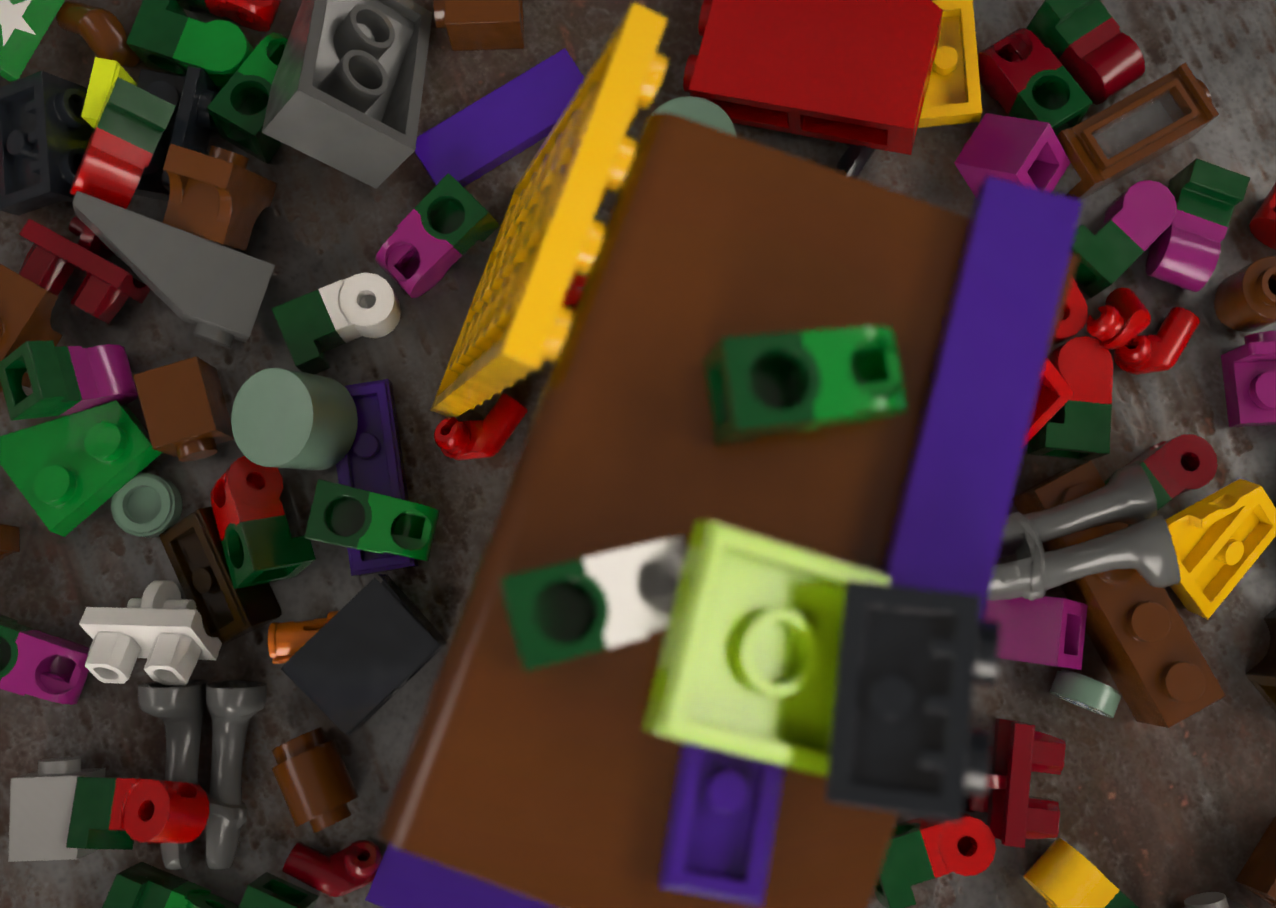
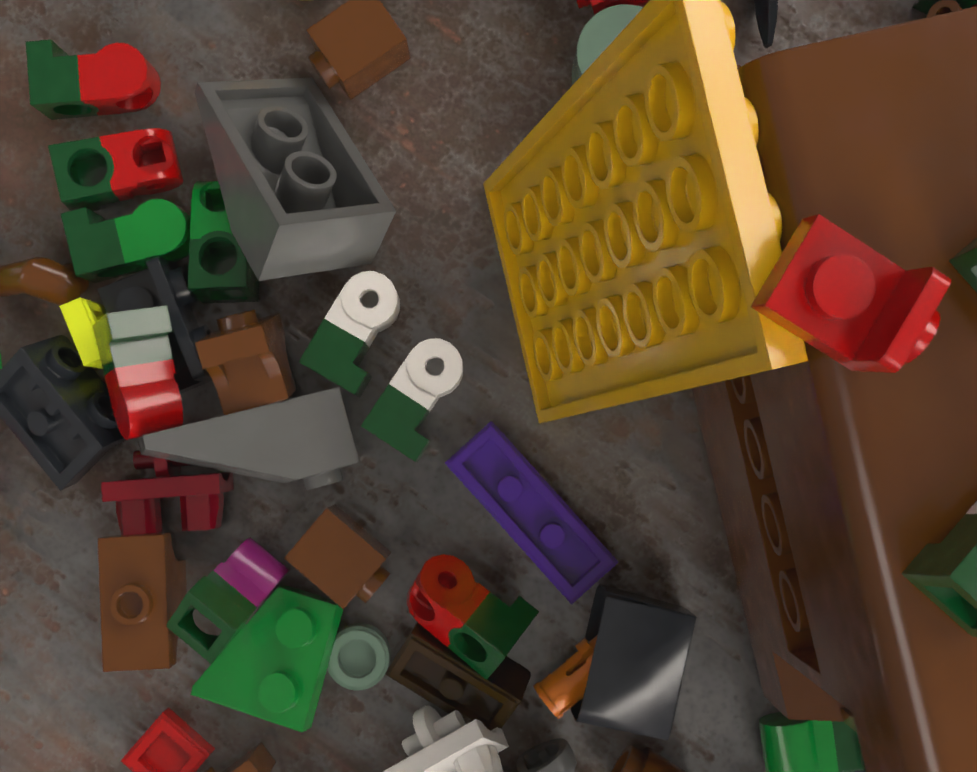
camera: 25 degrees left, 5 degrees up
(293, 420) = (443, 508): sand green piece -> none
(321, 231) = (342, 340): none -> leg
(371, 521) = (568, 552): leg -> none
(434, 237) = (452, 274): leg -> none
(480, 437) = (593, 429): red arm -> none
(500, 122) = (442, 133): dark purple tile -> none
(590, 326) = (851, 299): none -> red bracket

